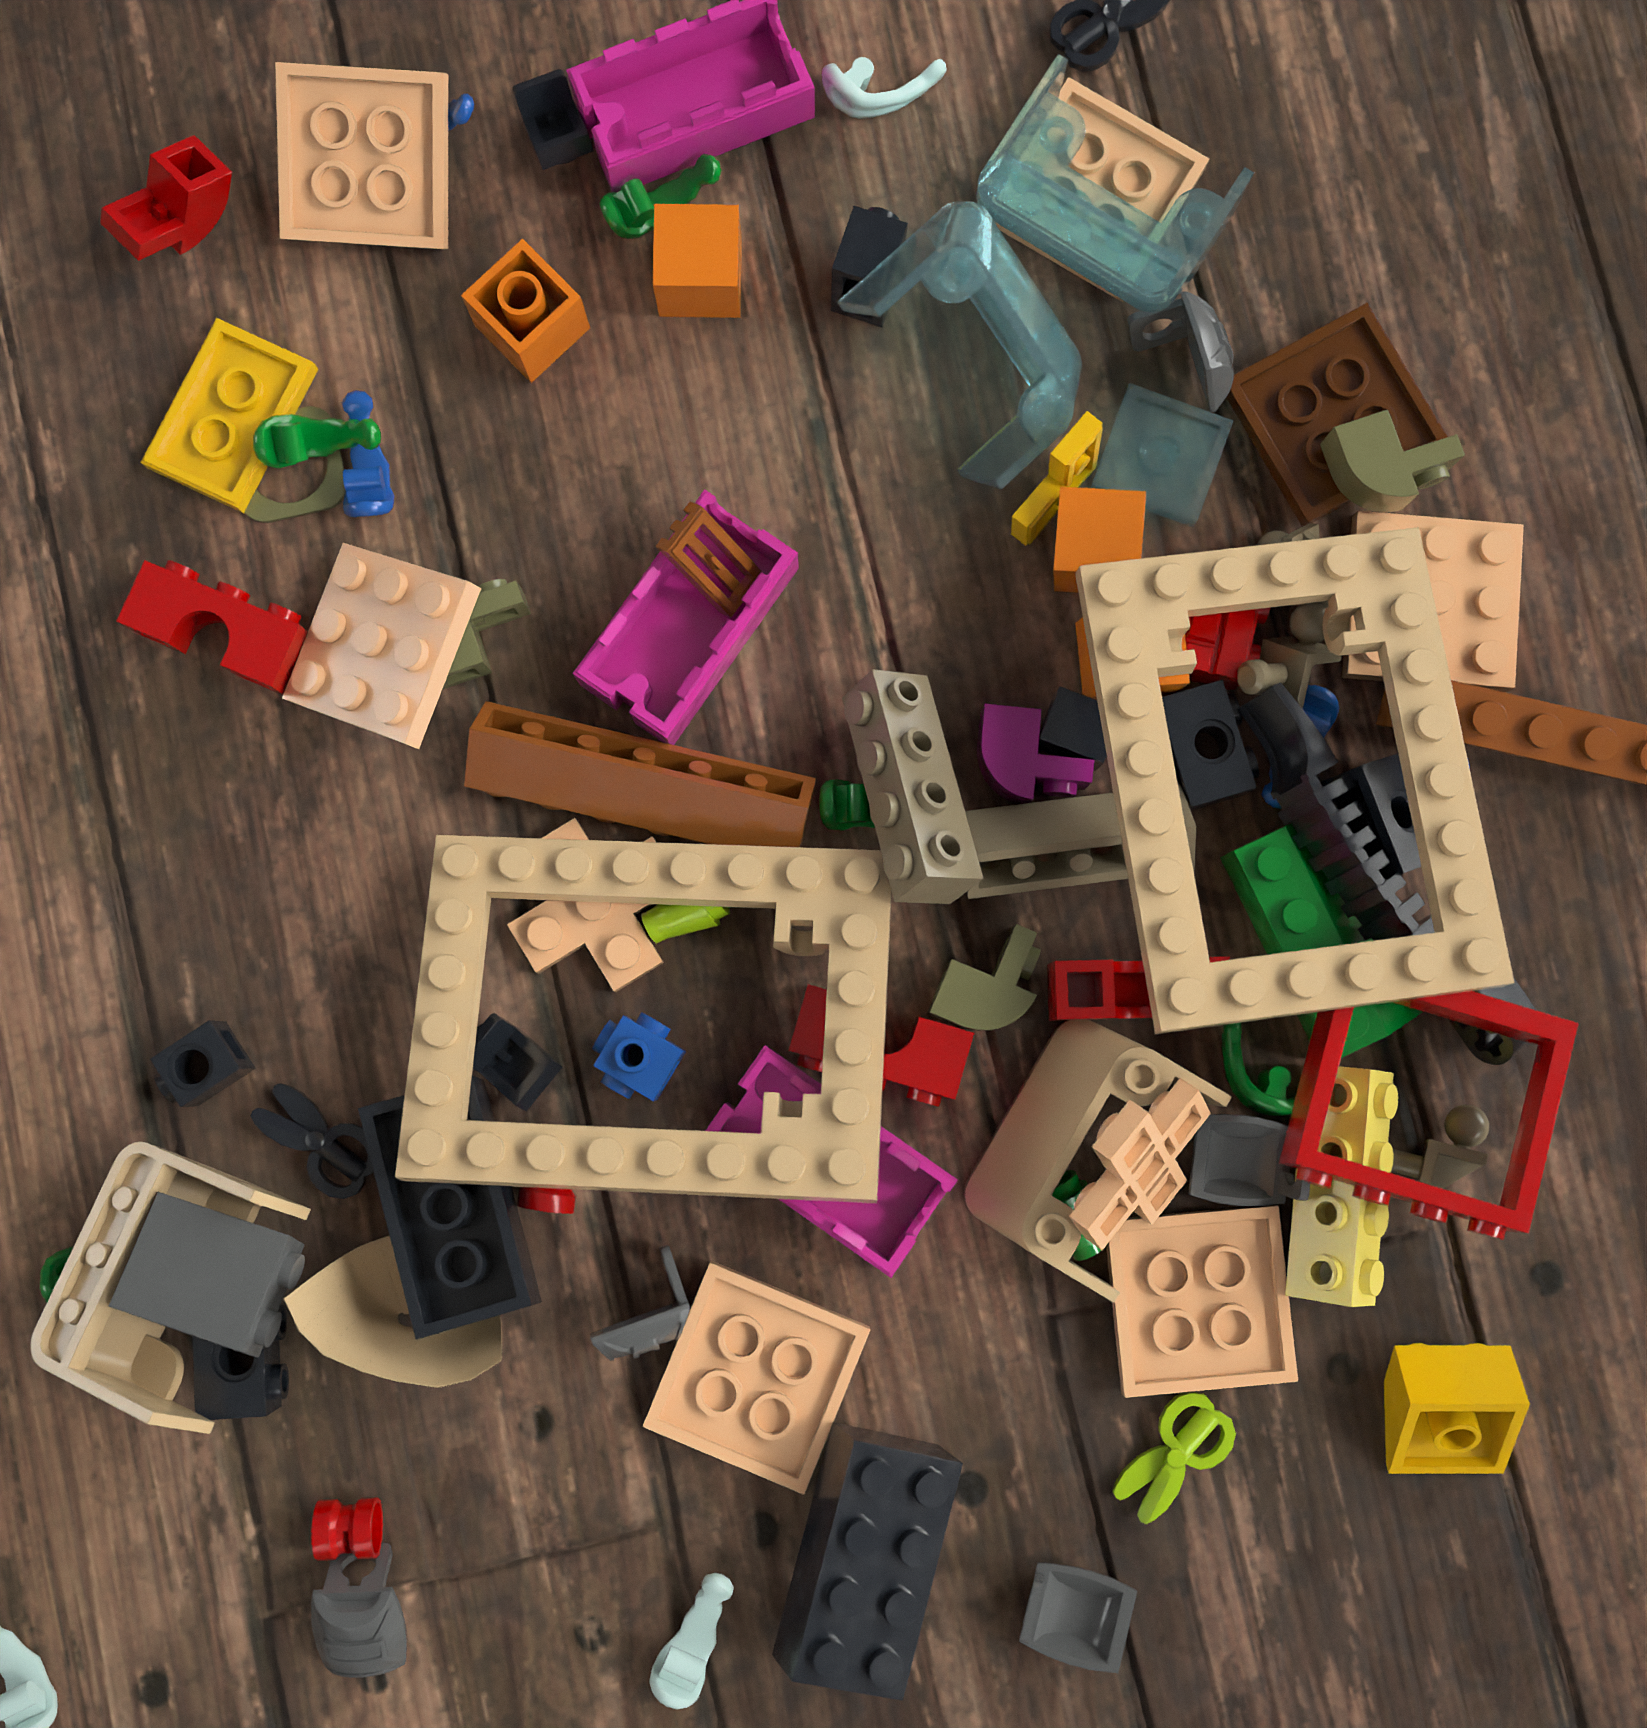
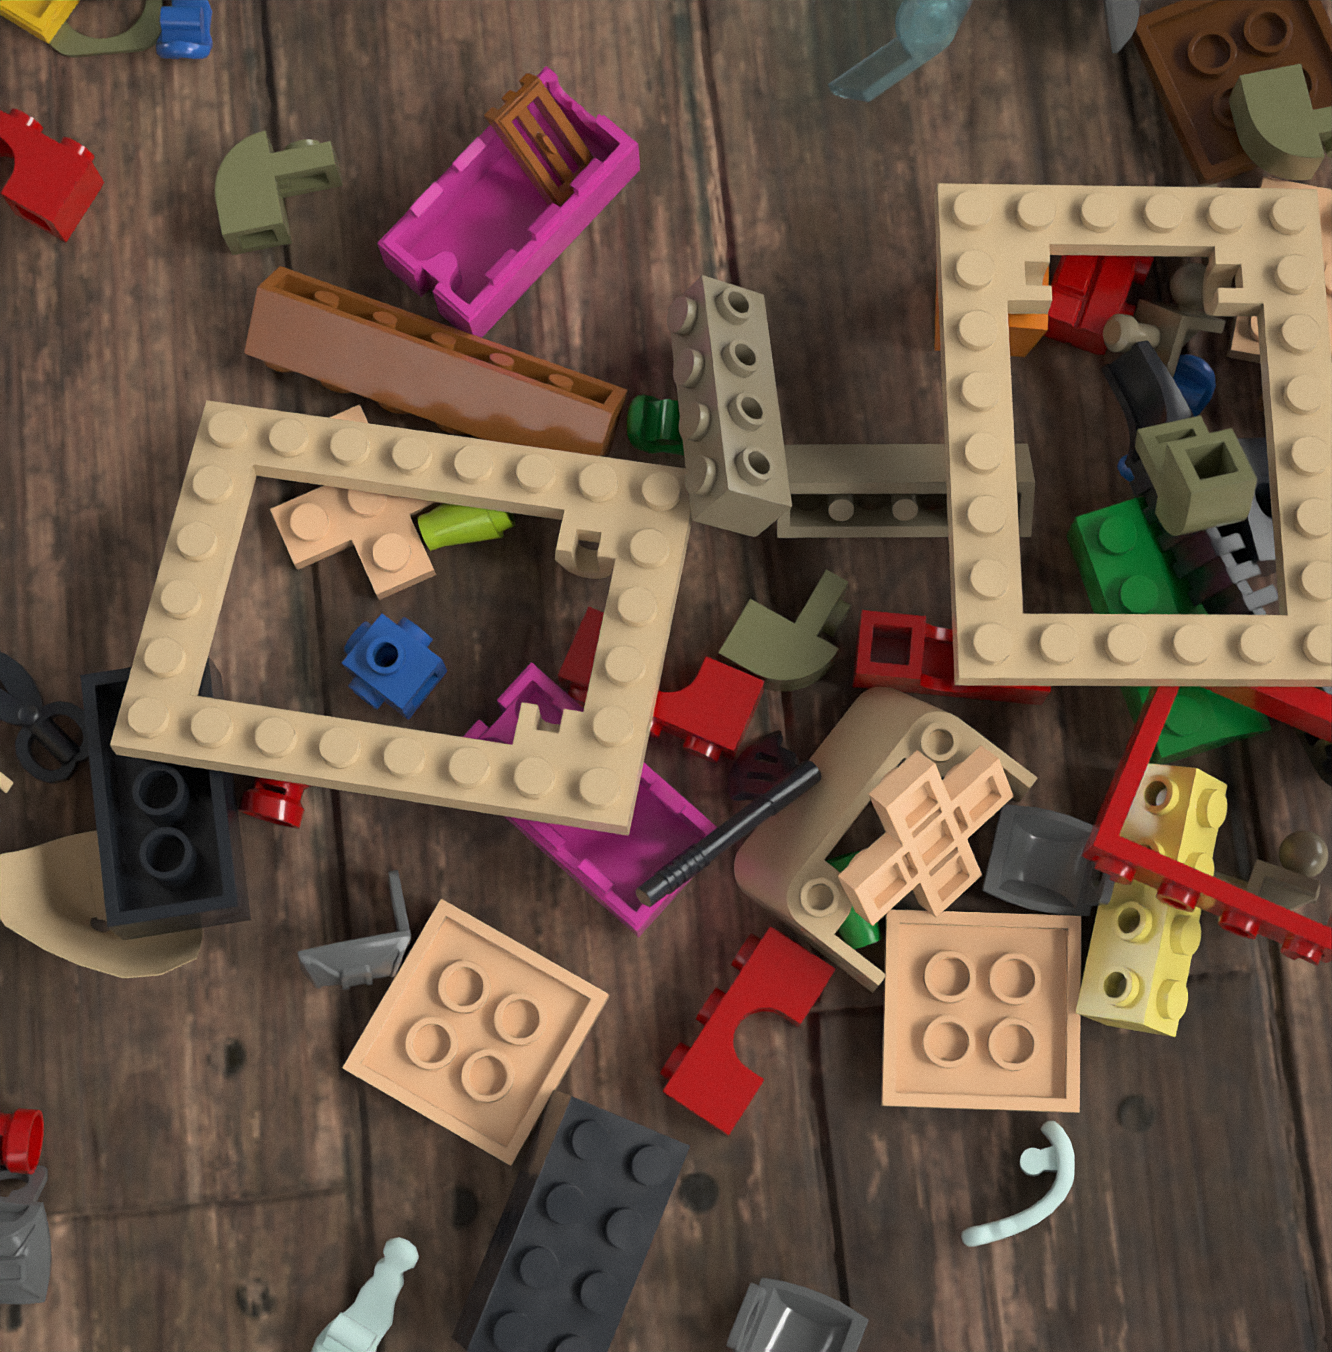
camera: 15 degrees right, 5 degrees down
(381, 644) = (176, 192): light nougat plate -> none
(512, 1061) = (254, 654): black bracket -> none
(995, 1140) = (768, 799): none -> black piece
(1011, 758) = (846, 398): magenta brick -> none
(1011, 1297) = (772, 978): none -> red arch
(1068, 467) = (949, 91): yellow tile -> none
(1073, 728) = (913, 373): black brick -> none
(1096, 529) = (967, 150): orange head -> none
(1164, 451) = (1053, 93): clear light blue plate -> none
(1168, 1461) = (923, 1189): lime piece -> none
(1216, 713) = (1069, 371): black brick -> none
(1271, 1093) = (1077, 802): green piece -> none
(1277, 1423) = (1033, 1162): none -> light aqua piece
(1354, 823) = (1196, 474): none -> olive brick
(1452, 1409) = (1250, 1167): yellow slope -> none

